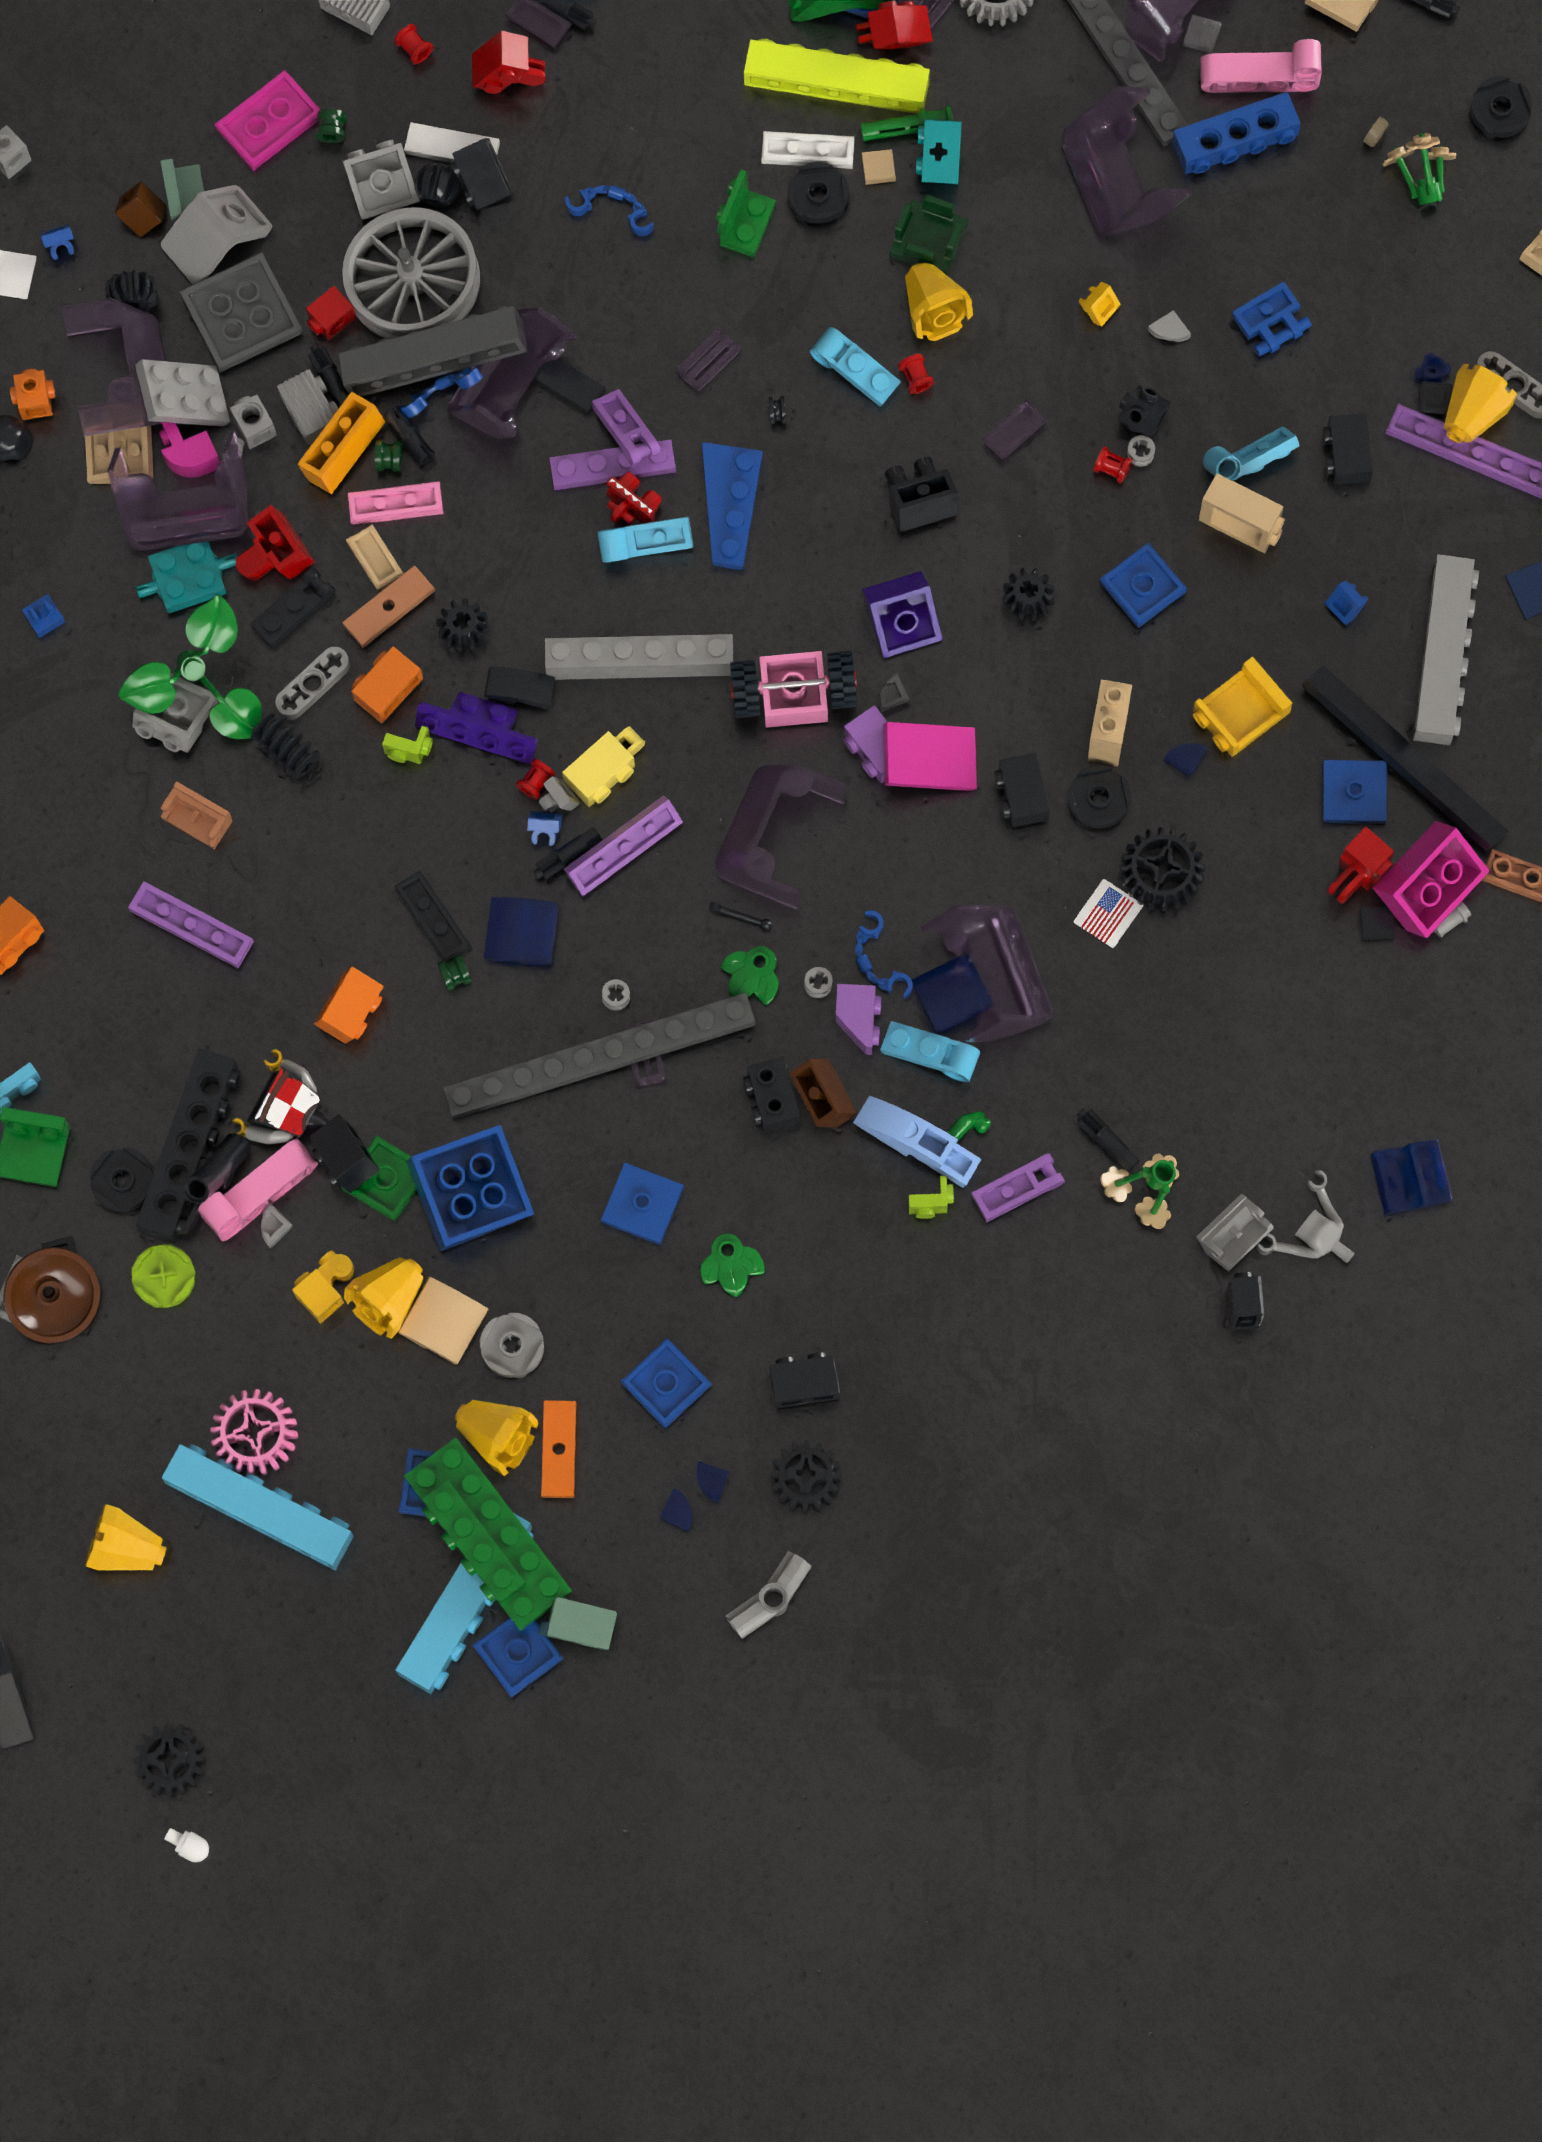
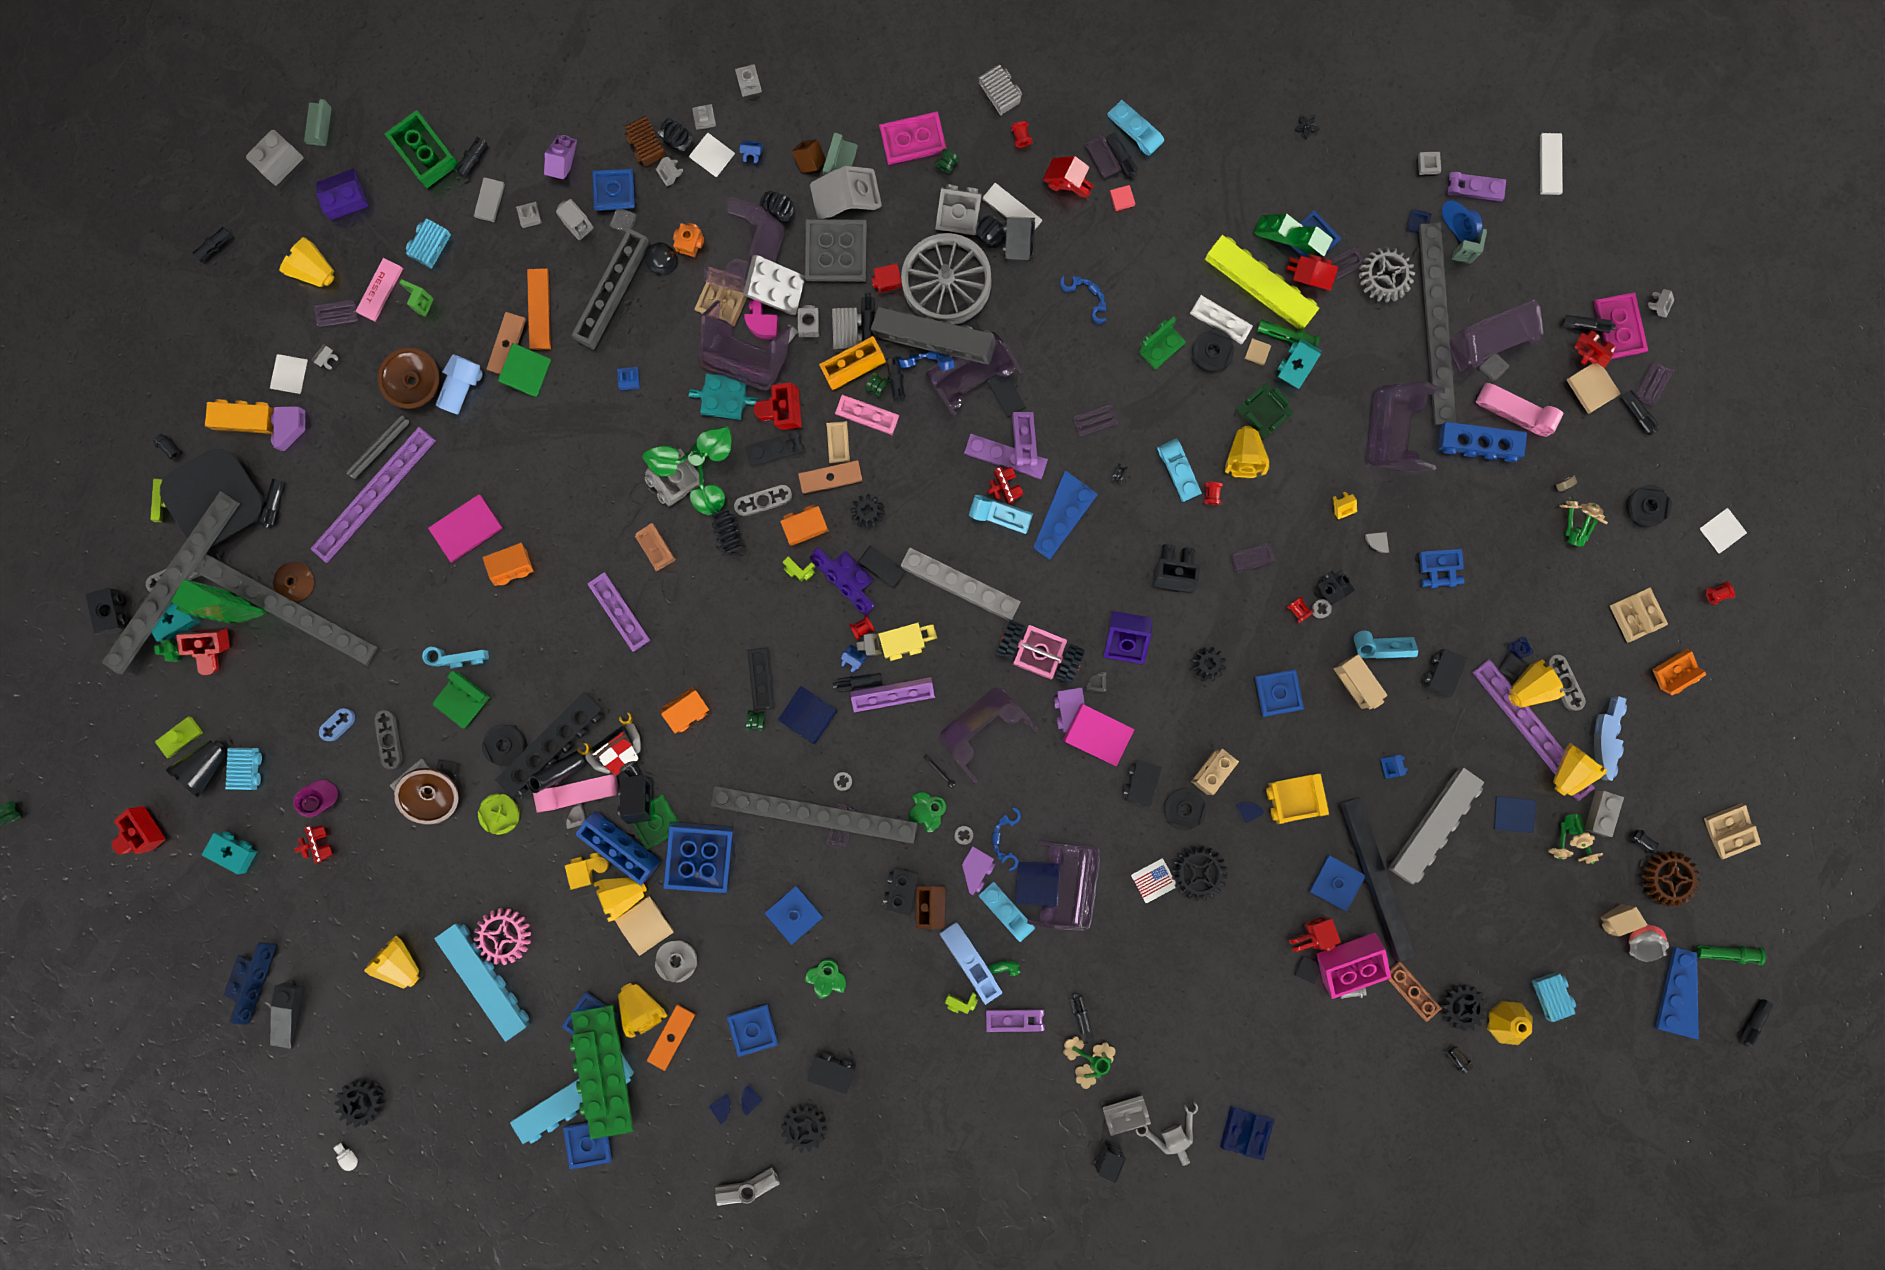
camera: 25 degrees right, 10 degrees up
(353, 1231) = (618, 847): none -> blue brick
(580, 1624) = (627, 1152): sand green panel -> none
(592, 60) = (1122, 198): none -> coral tile

